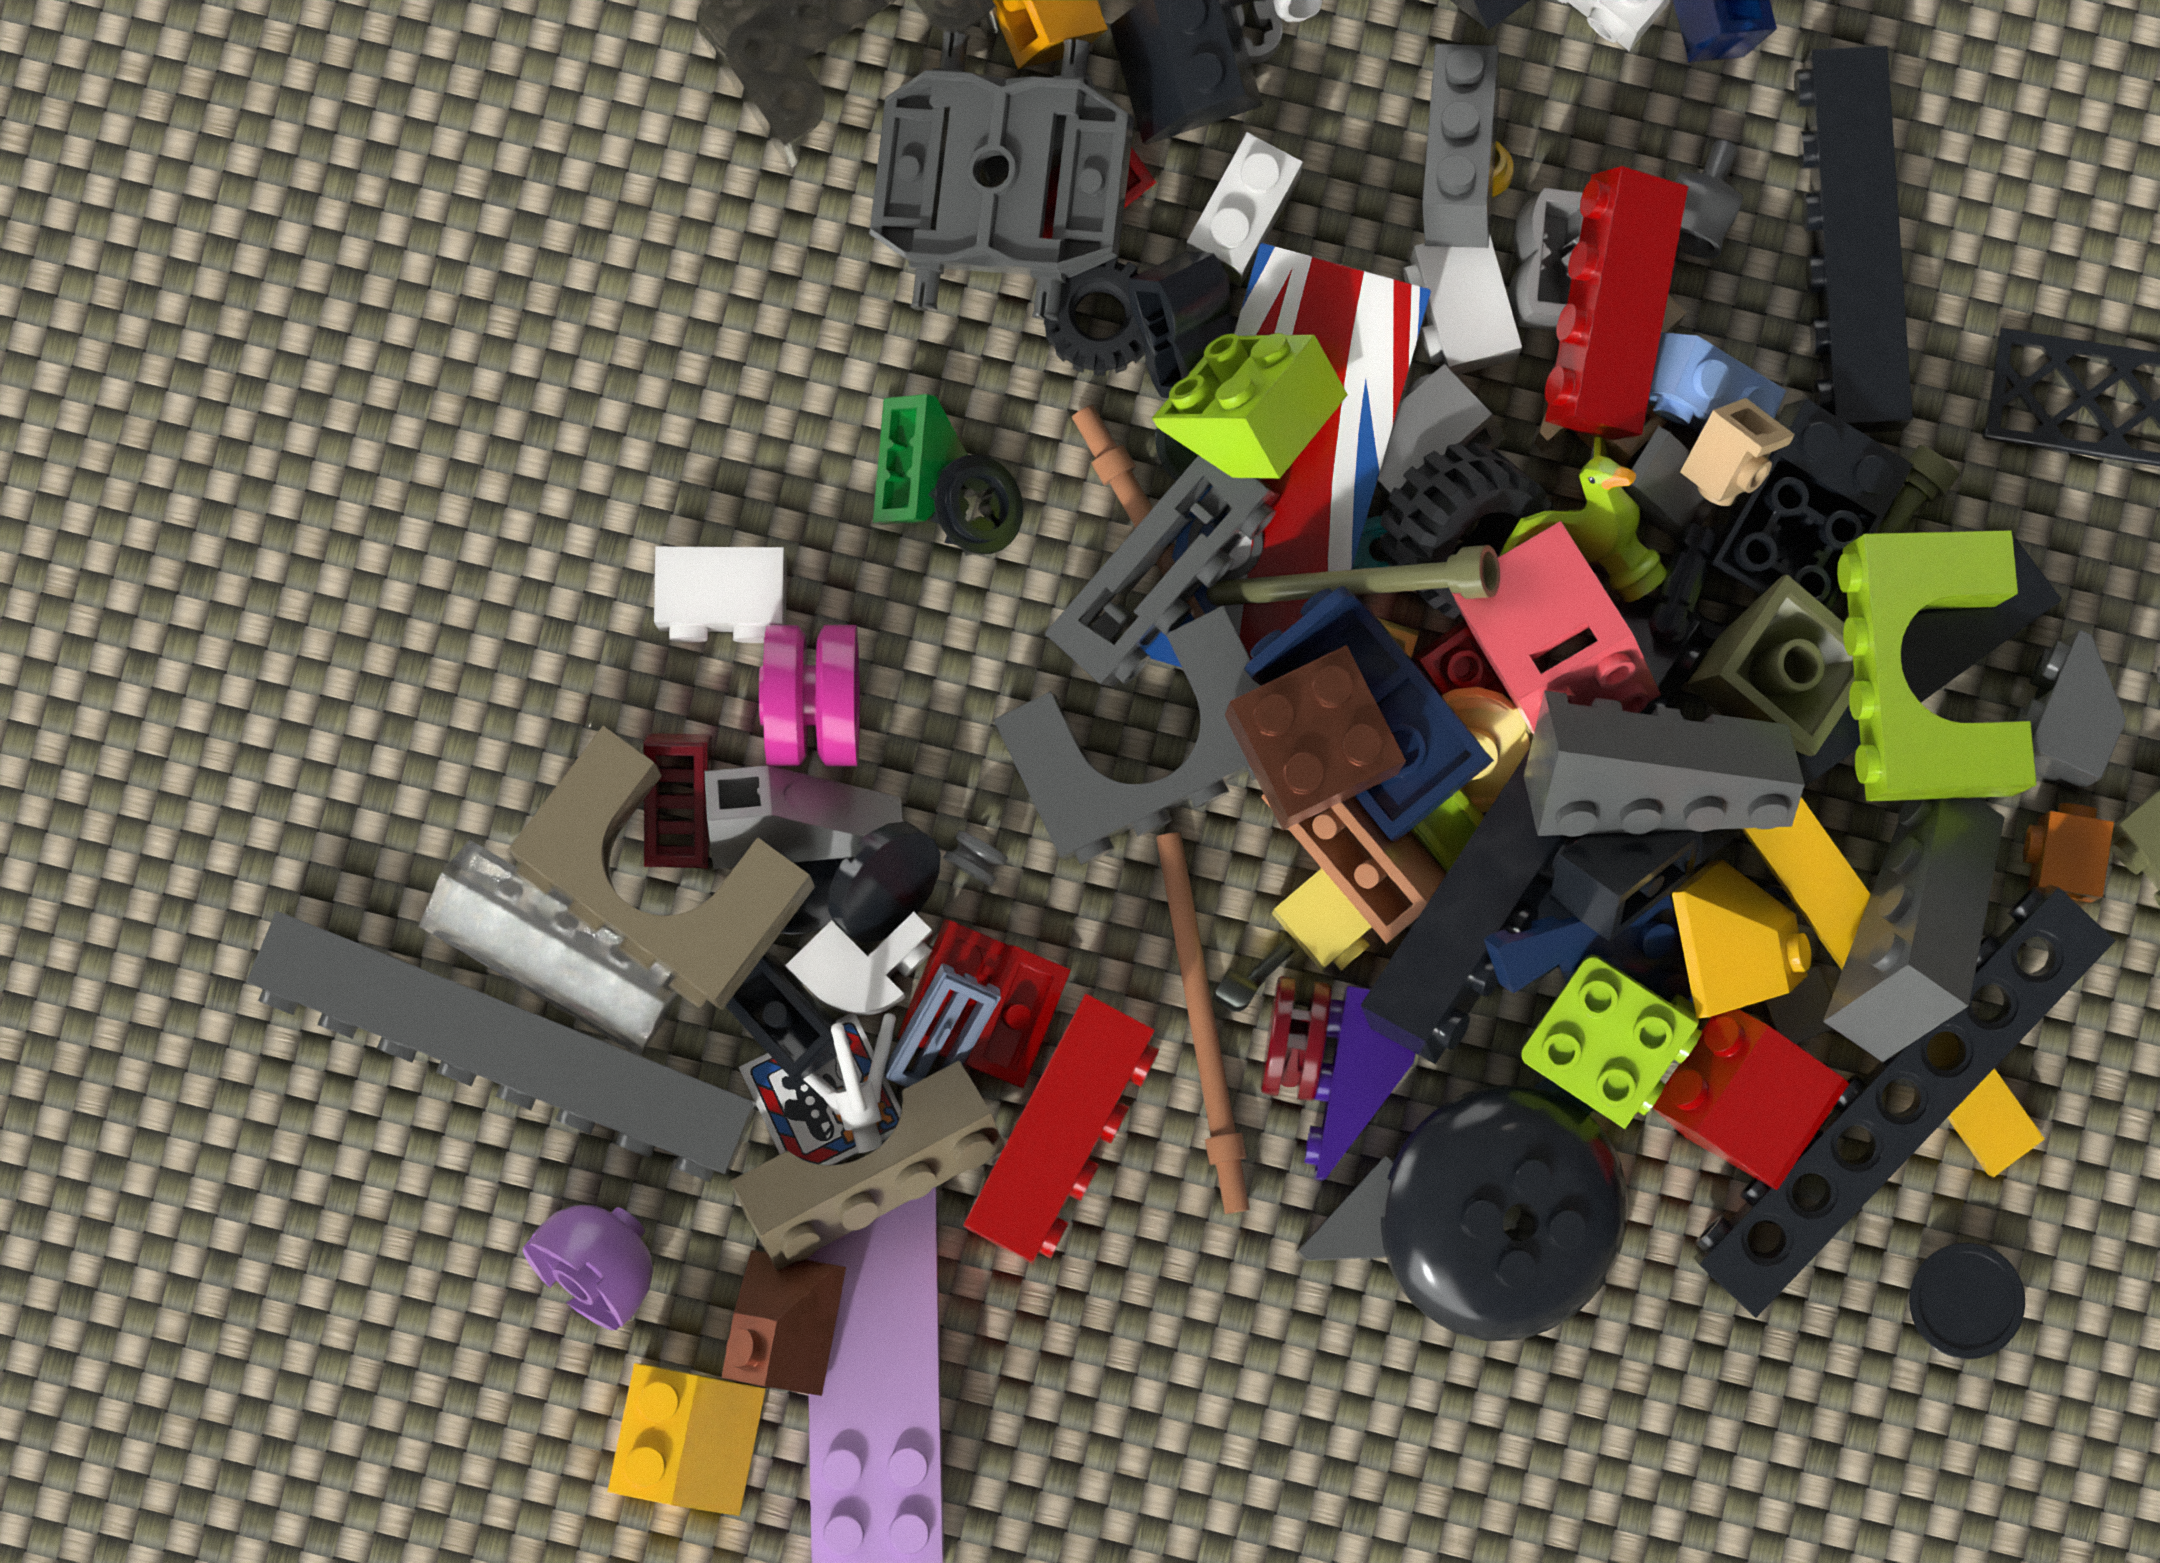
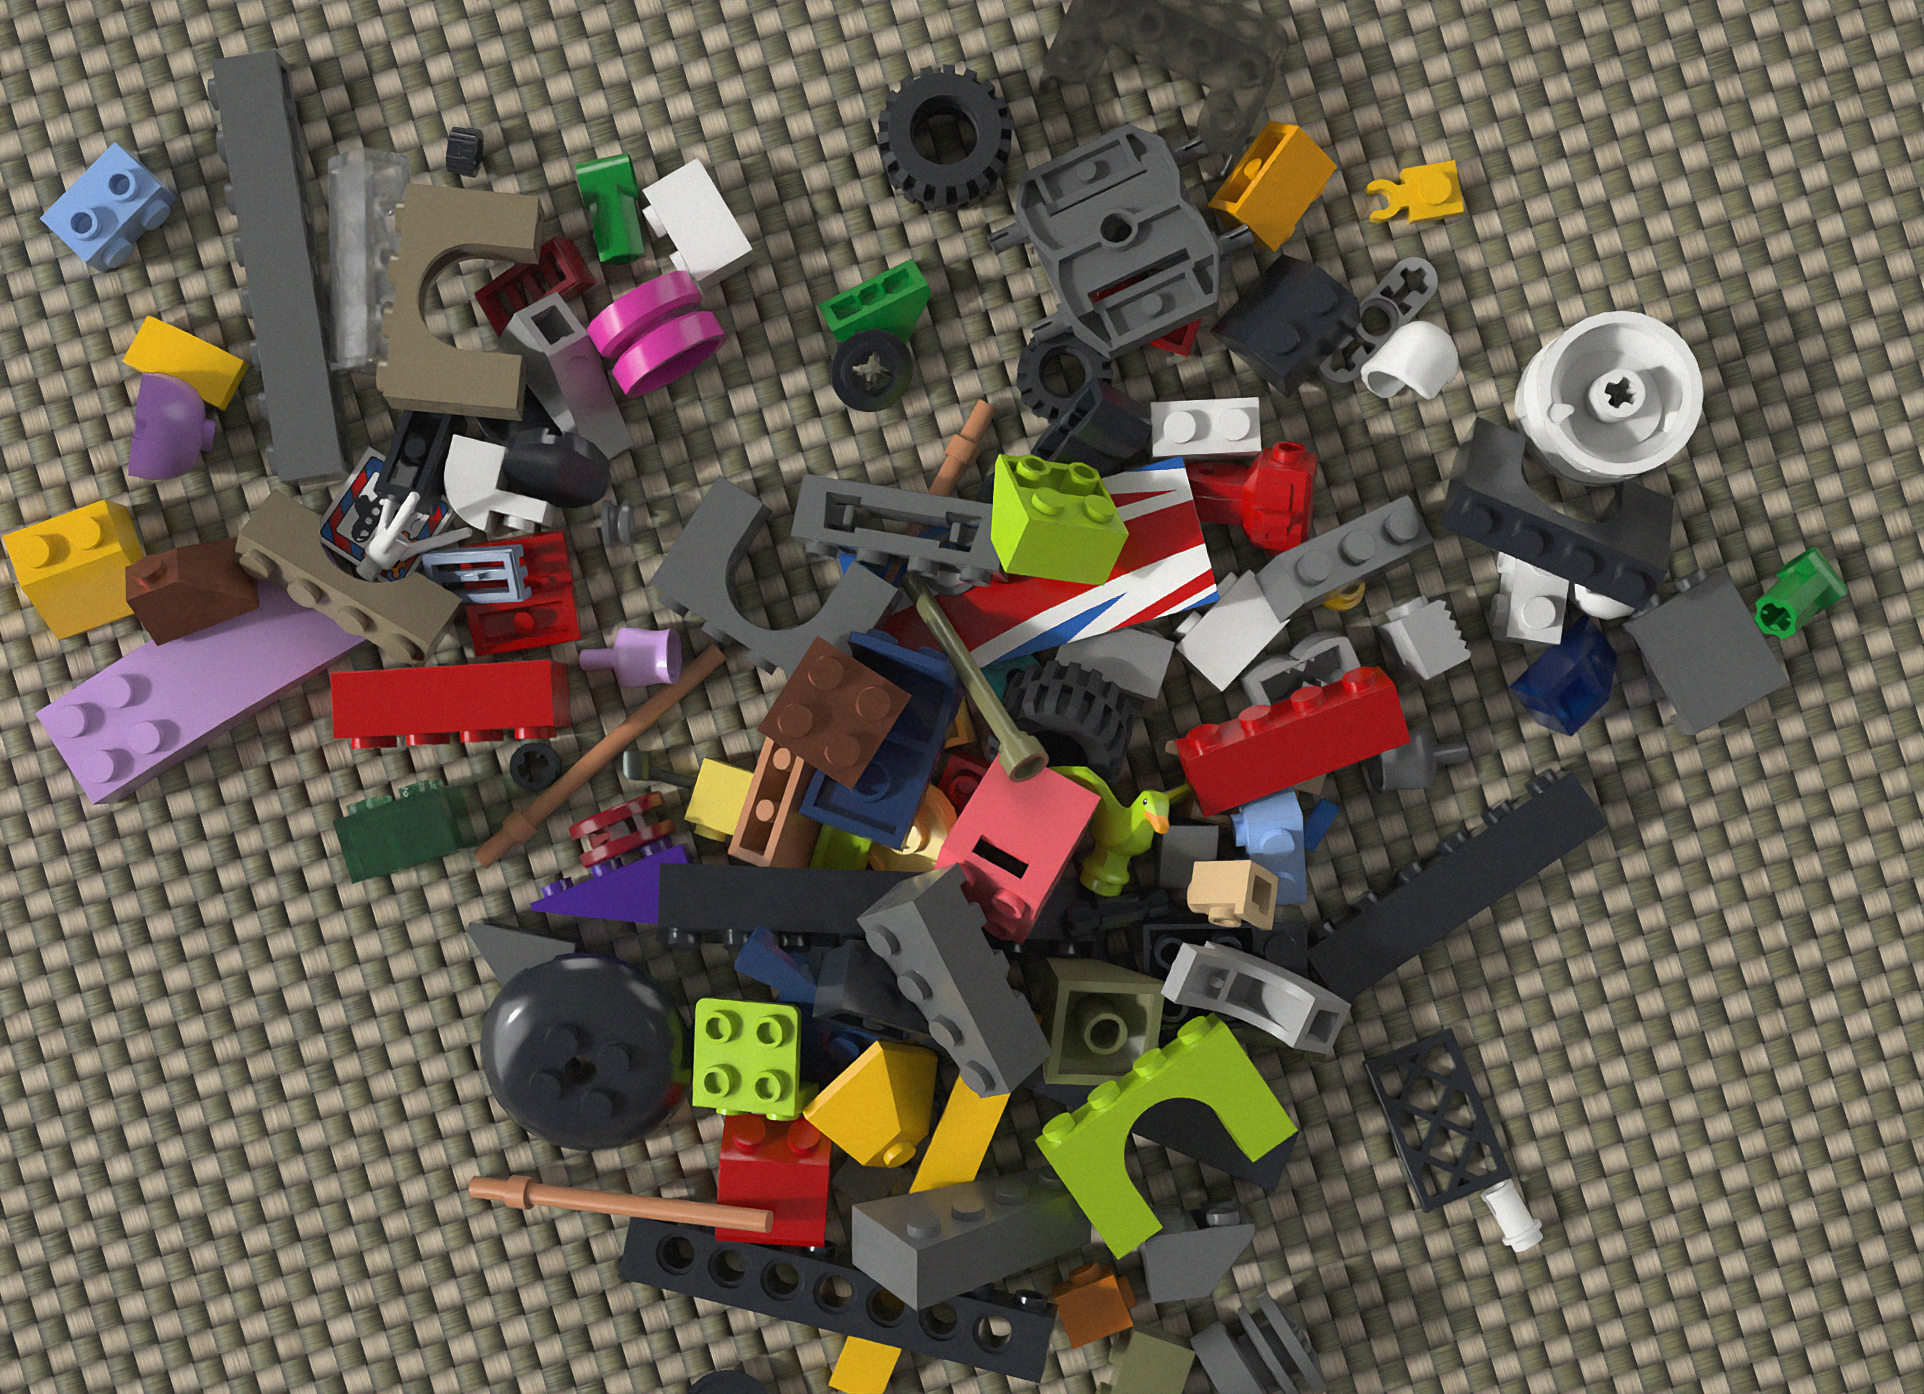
camera: 60 degrees right, 5 degrees up
(328, 1185) = (109, 209): none -> light blue brick
(495, 784) = (465, 151): none -> black axle
(517, 1208) = (181, 355): none -> yellow slope
(632, 662) = (611, 194): none -> green piece
(775, 238) = (944, 95): none -> black tyre
(1126, 920) = (639, 657): none -> lavender piece
(1156, 1106) = (521, 757): none -> black bush
(1166, 1258) = (404, 833): none -> clear green brick
(1351, 187) = (1266, 499): none -> red piece
(1589, 116) = (1423, 639): none -> light grey brick
(1610, 1368) = (526, 1192): none -> nougat bar
(1711, 328) = (1318, 823): none -> blue tile
(1852, 486) = (1257, 993): none -> light grey arch

